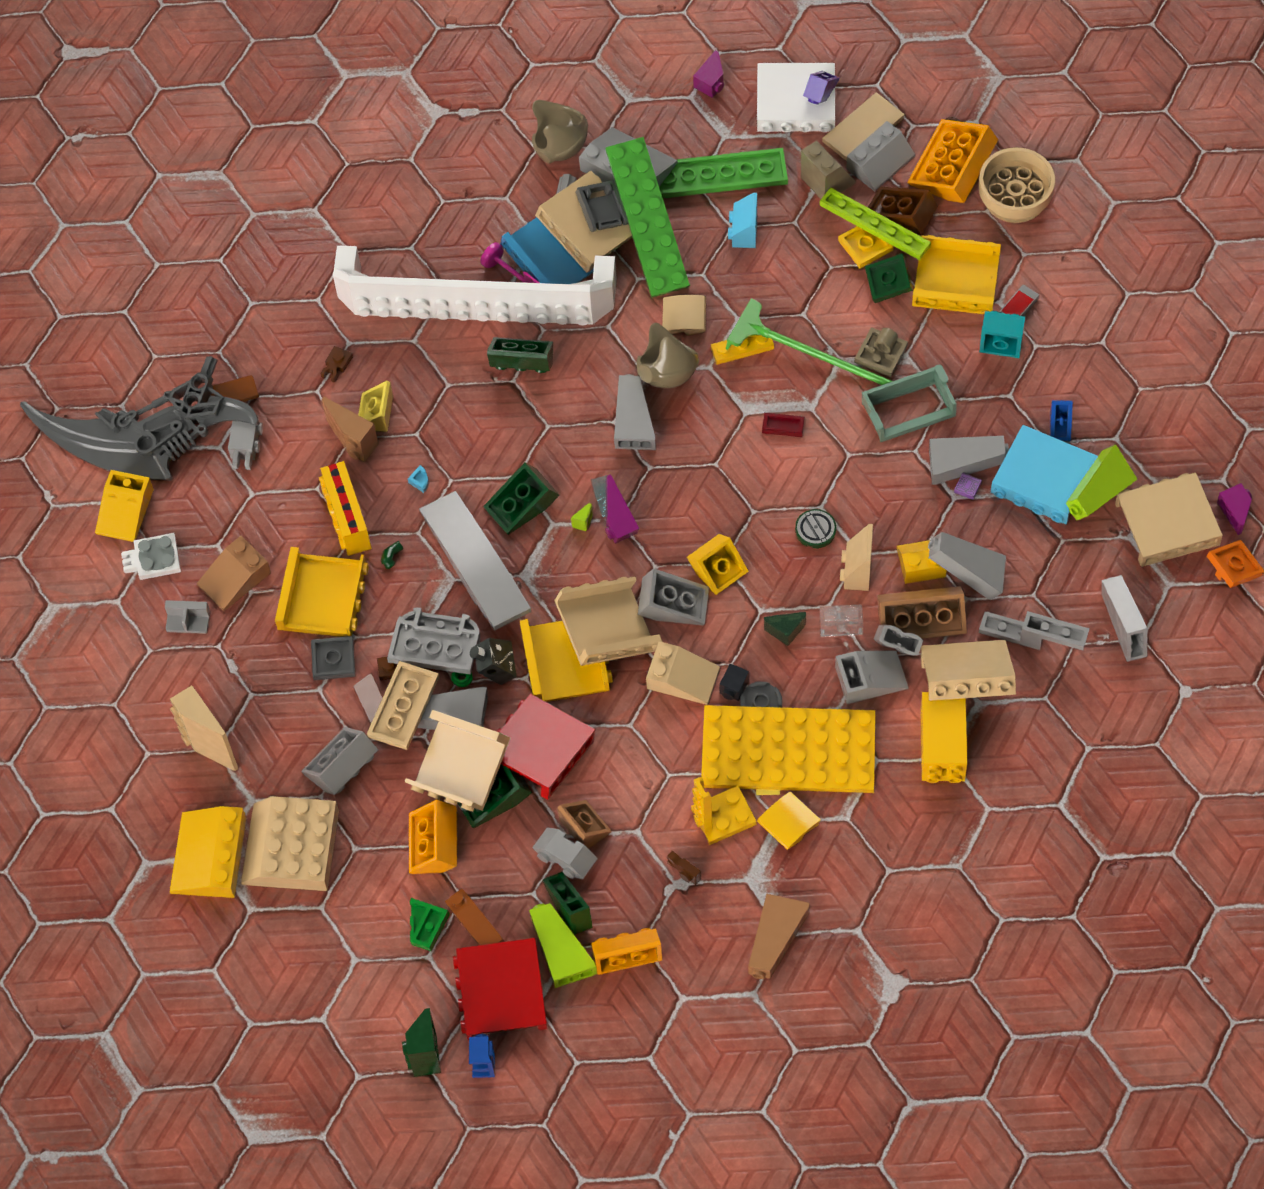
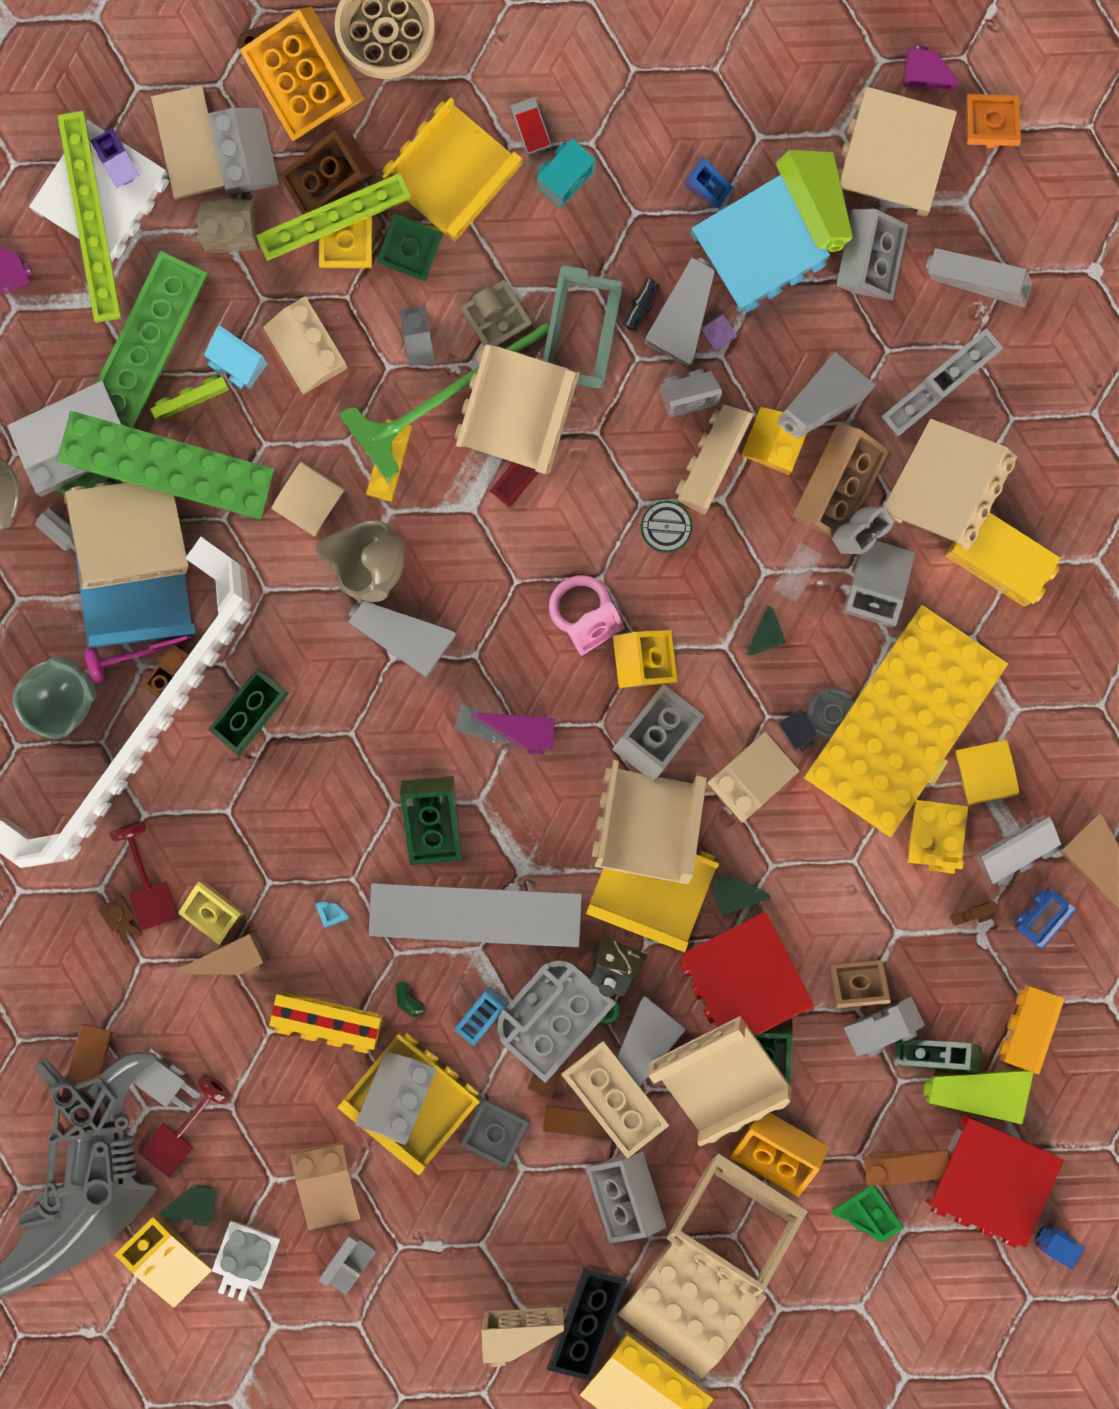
camera: 65 degrees left, 25 degrees up
(173, 503) = (195, 1204): none -> clear green slope
(201, 471) = (167, 1148): none -> dark red piece
(235, 774) = (587, 1322): none -> black slope
(320, 578) = (395, 1097): none -> light grey slope
(360, 375) = (152, 903): none -> dark red piece
(397, 832) = (759, 1192): none -> tan window
(421, 600) = (495, 999): none -> dark azure slope
(421, 1046) = (1021, 1303): dark green slope -> none
(455, 238) = (54, 697): none -> sand green piece
(582, 518) = (499, 768): lime slope -> none
(593, 708) = (735, 894): none -> clear green slope
(602, 211) = (126, 509): dark grey container -> none
(701, 215) = (189, 397): none -> lime plate
(711, 914) = (1044, 917): none -> blue window
(717, 516) = (593, 626): none -> bright pink tile
(747, 866) = (1018, 851): none -> light grey slope
(773, 94) = (89, 216): none -> lime plate
(783, 258) = (304, 345): none -> tan slope
(828, 391) = (516, 407): none -> tan panel
(835, 314) = (417, 336): none -> dark grey slope
(857, 560) = (744, 511): tan slope -> none
(887, 527) = (713, 461): none -> tan slope
(911, 486) = (690, 393): none -> light grey slope
(951, 429) = (641, 305): none -> black pin
(1089, 545) = (873, 254): none -> light grey slope

